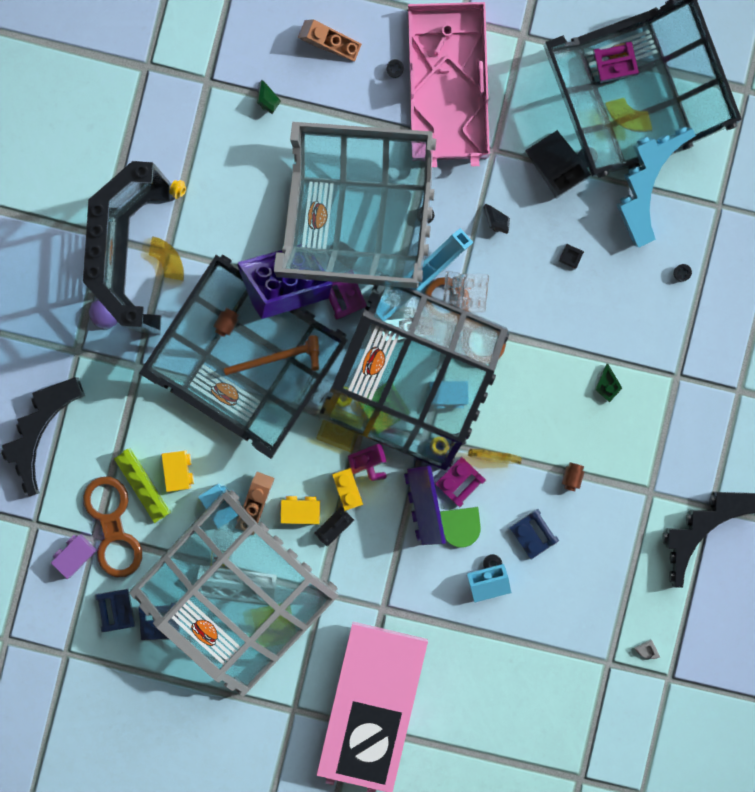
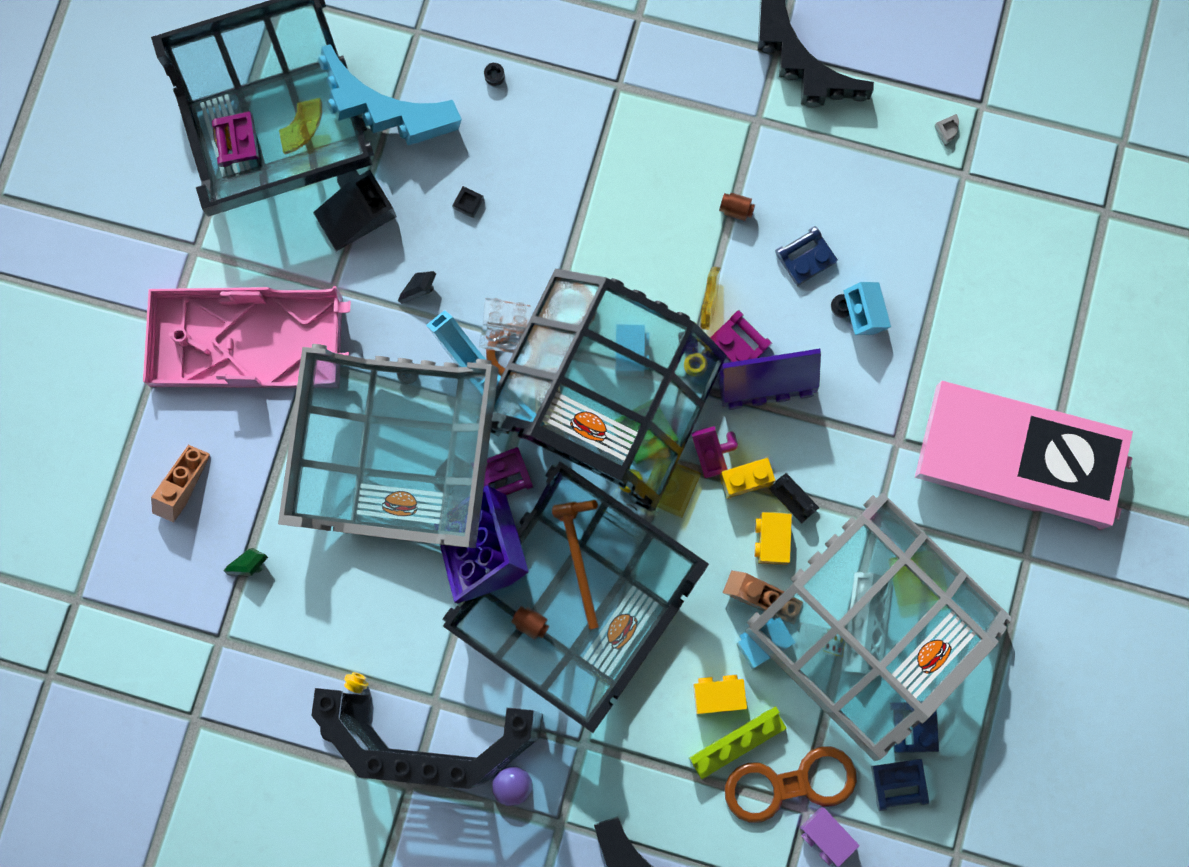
camera: 80 degrees left, 10 degrees down
(168, 257) = (443, 699): clear yellow tile -> none
(392, 63) = (225, 411): black bush -> none
(461, 526) = (795, 336): bright green tile -> none
(608, 384) = (626, 163): dark green piece -> none

